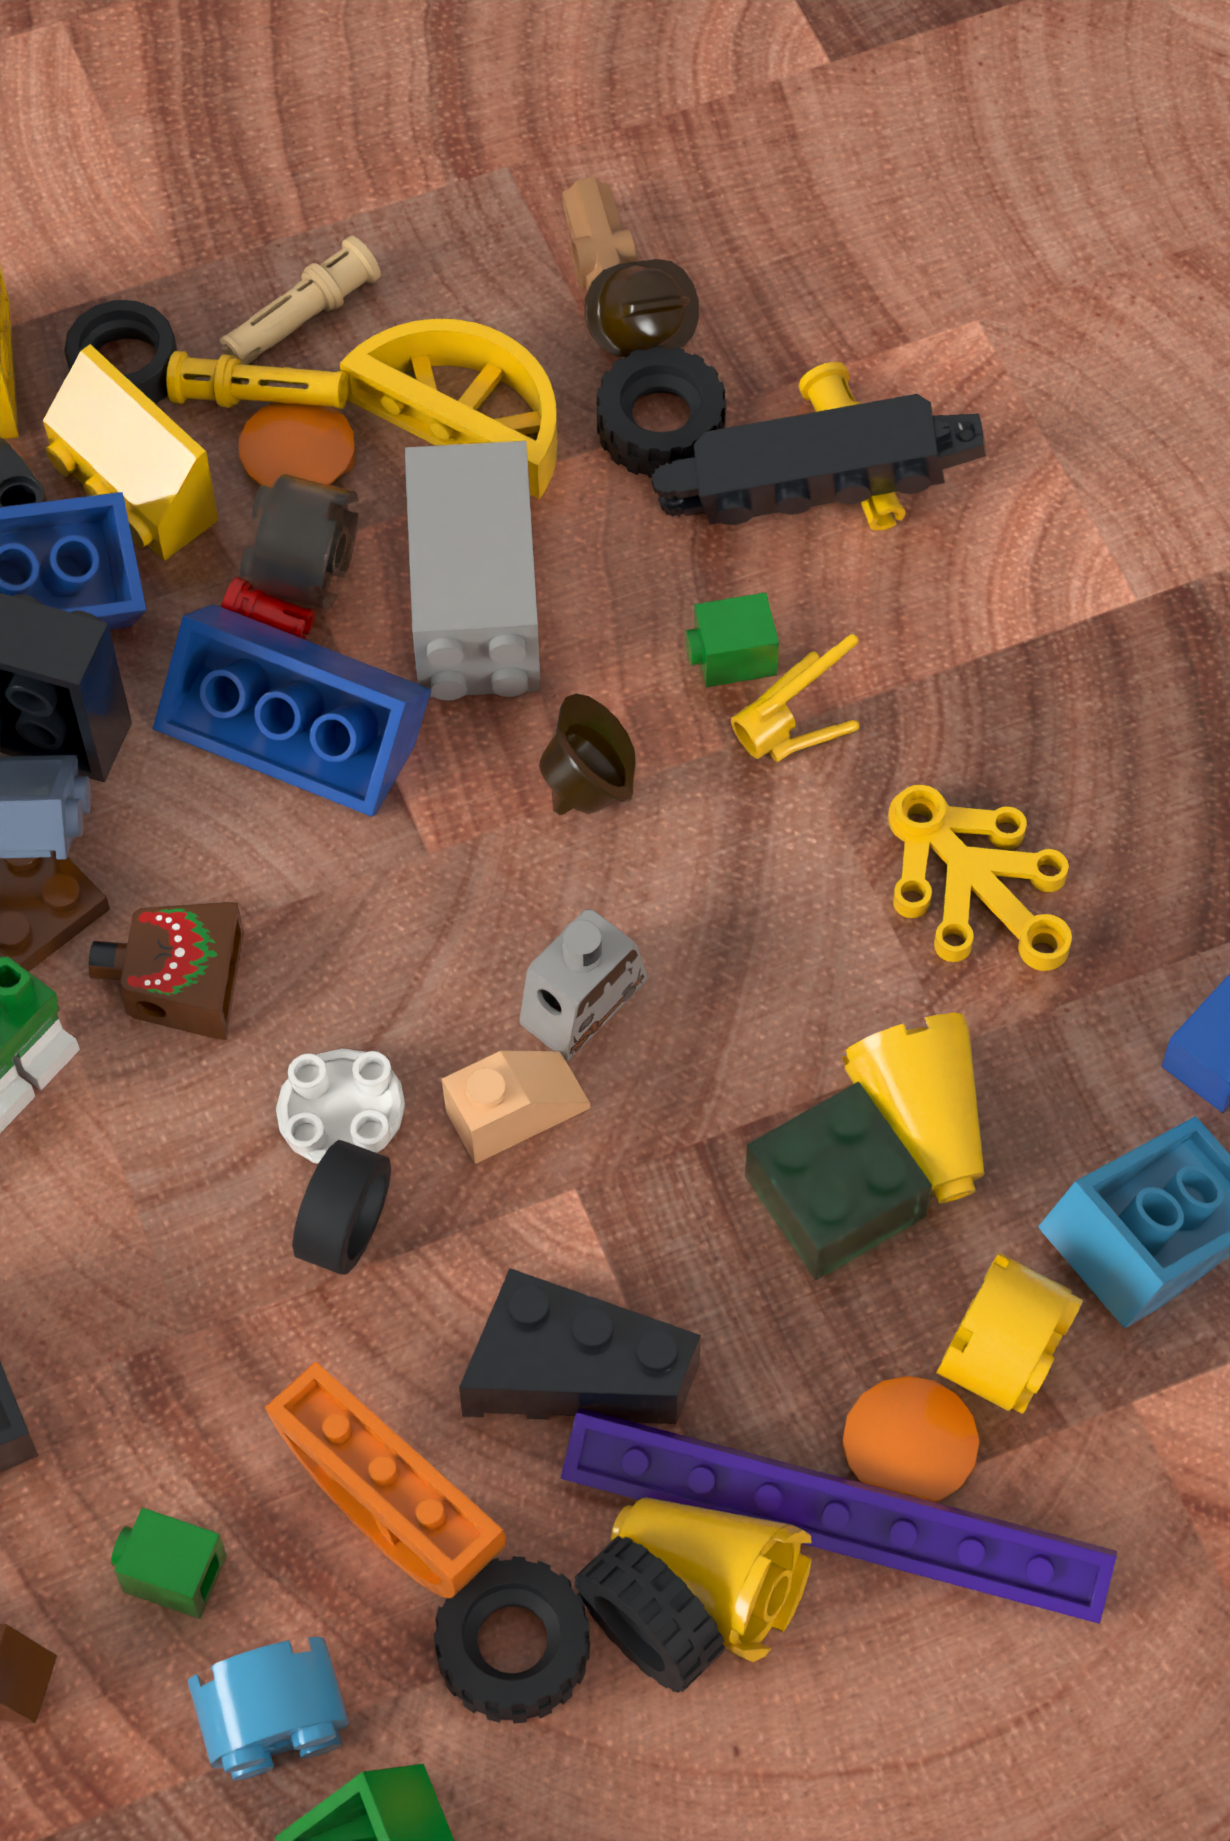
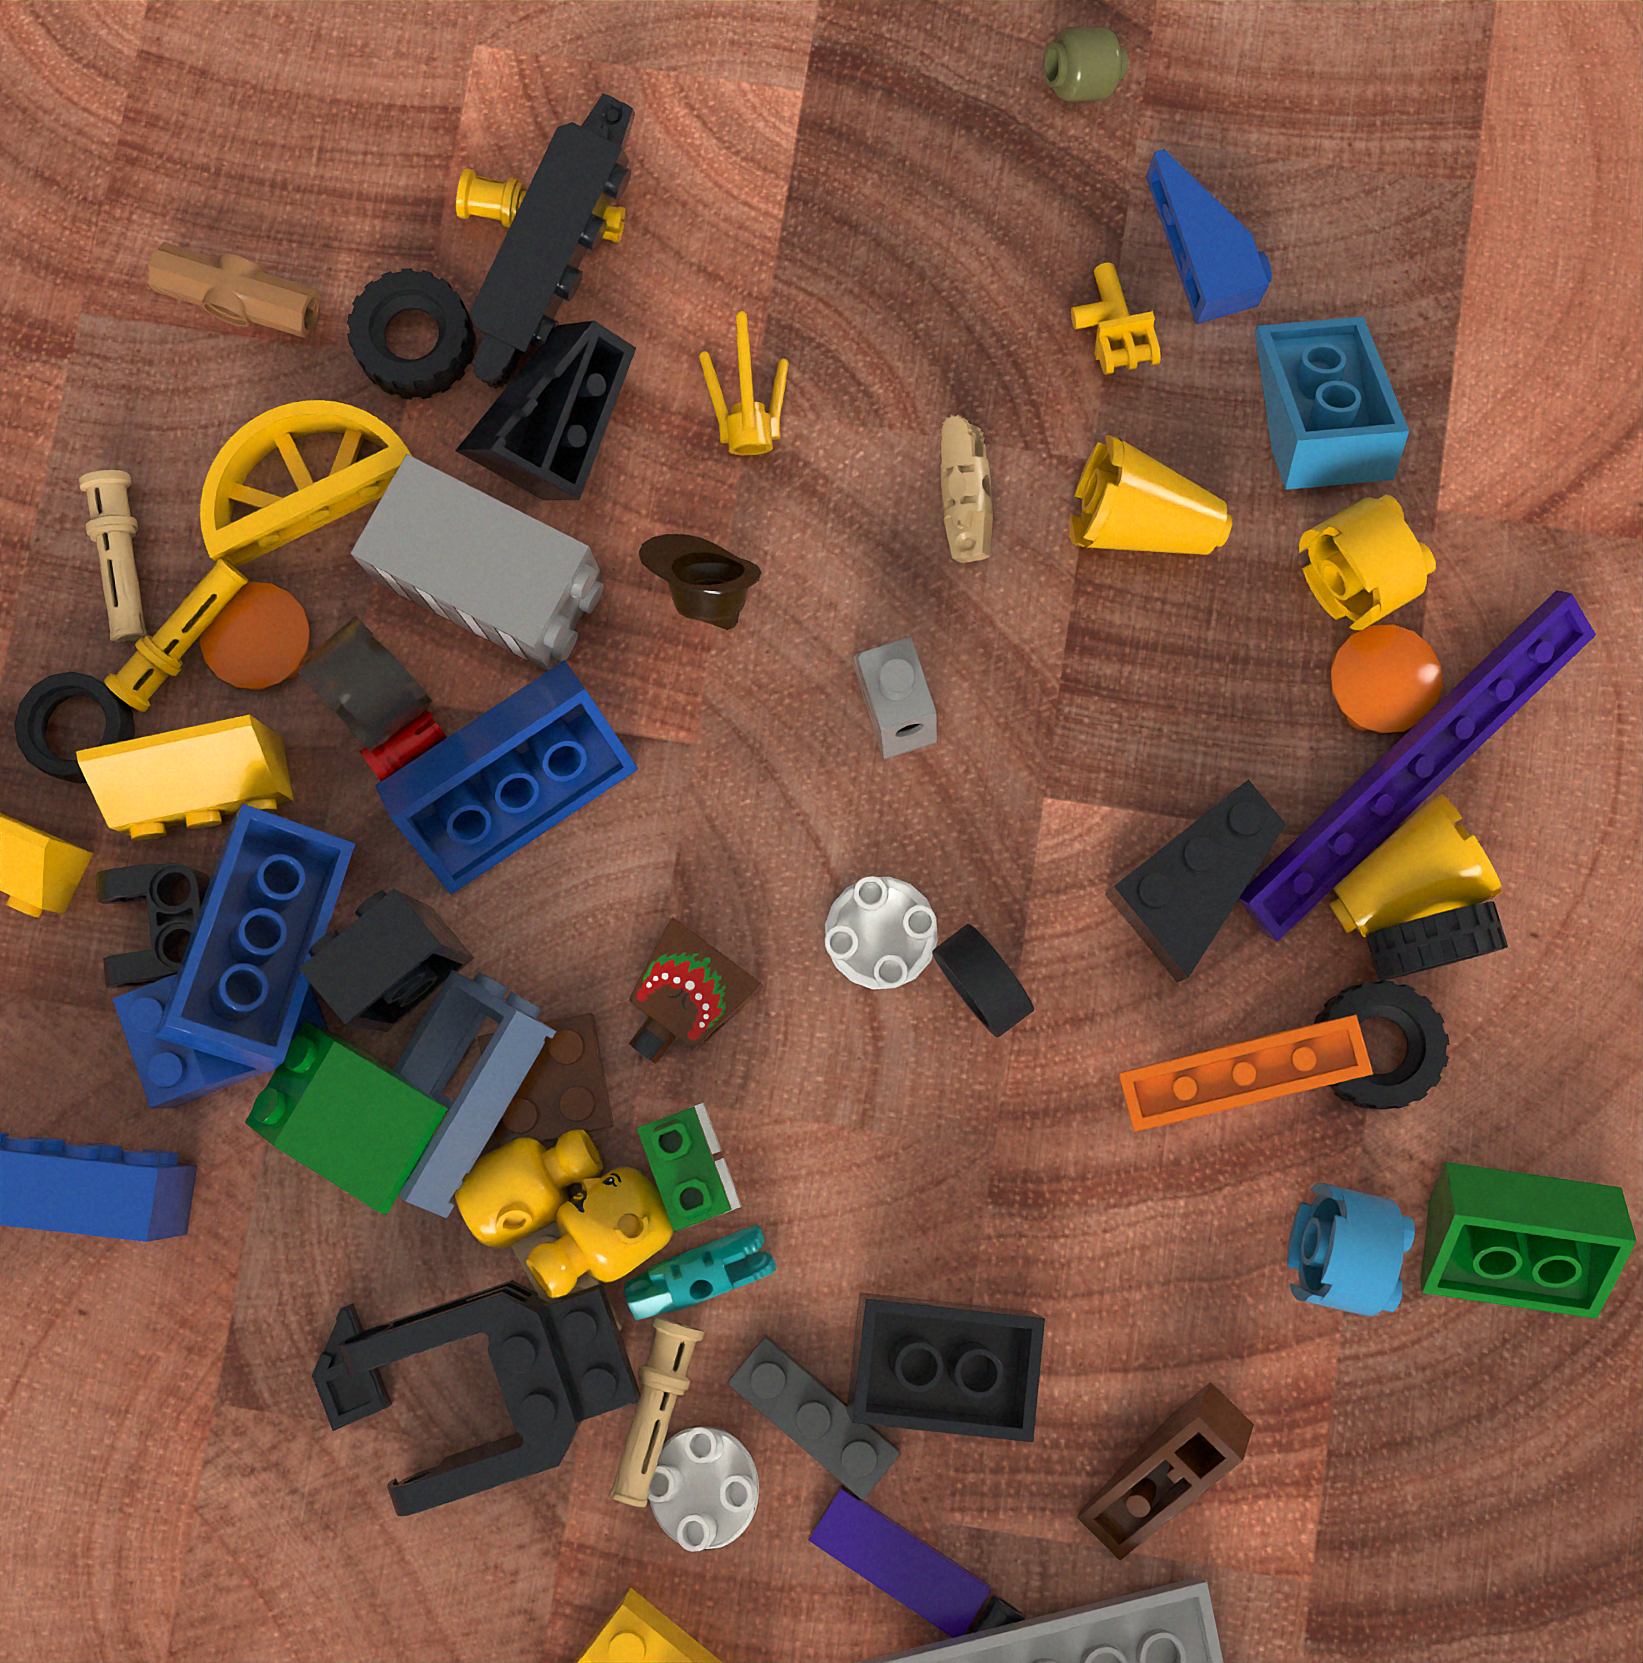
camera: 55 degrees left, 20 degrees up
(168, 1562) = (1182, 1261): green brick -> none
(510, 1099) = (956, 801): light nougat slope -> none
(641, 307) = (310, 289): dark brown piece -> none
(658, 551) = (554, 412): none -> black wedge
(733, 640) = (661, 405): green brick -> none
(835, 940) = (966, 490): none -> tan hinge
(837, 1180) = (1167, 606): clear green brick -> none
(976, 871) = (965, 355): yellow plant -> none
(1091, 986) = (1119, 336): none -> yellow arm

